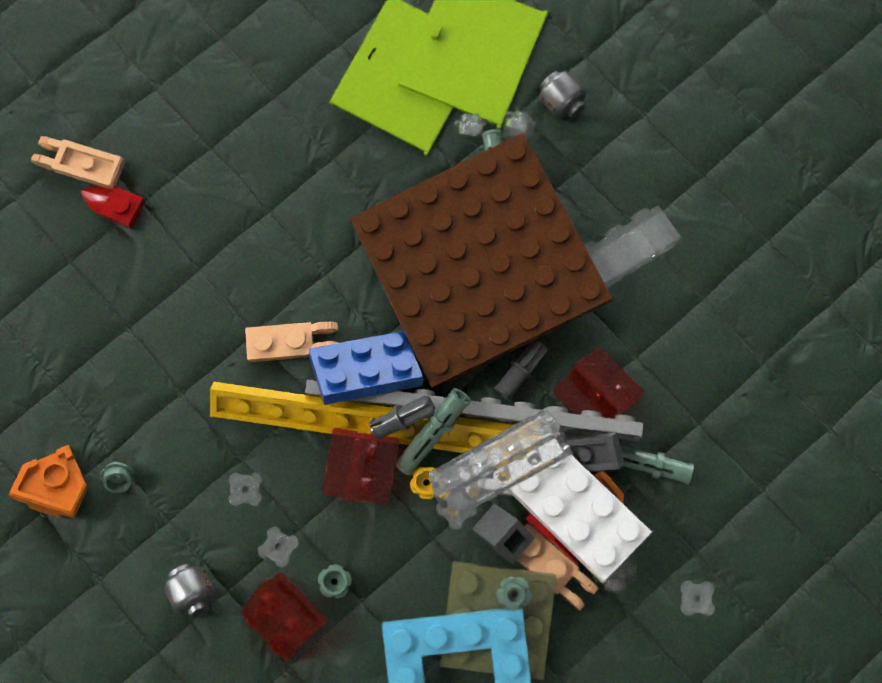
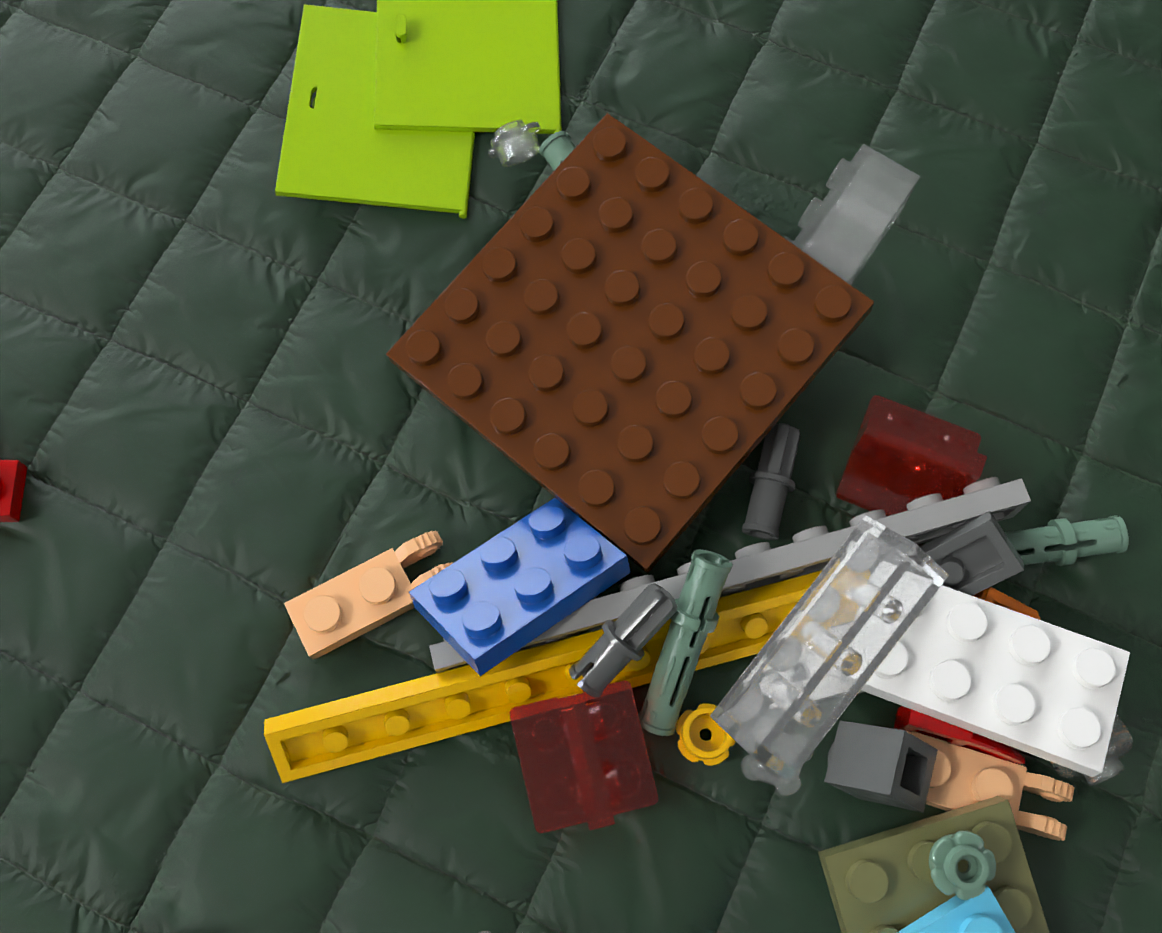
camera: 25 degrees left, 5 degrees down
(238, 482) = (380, 882): clear plate -> none
(518, 123) = (587, 110): clear plate -> none
(563, 94) = (635, 48): flat silver head -> none

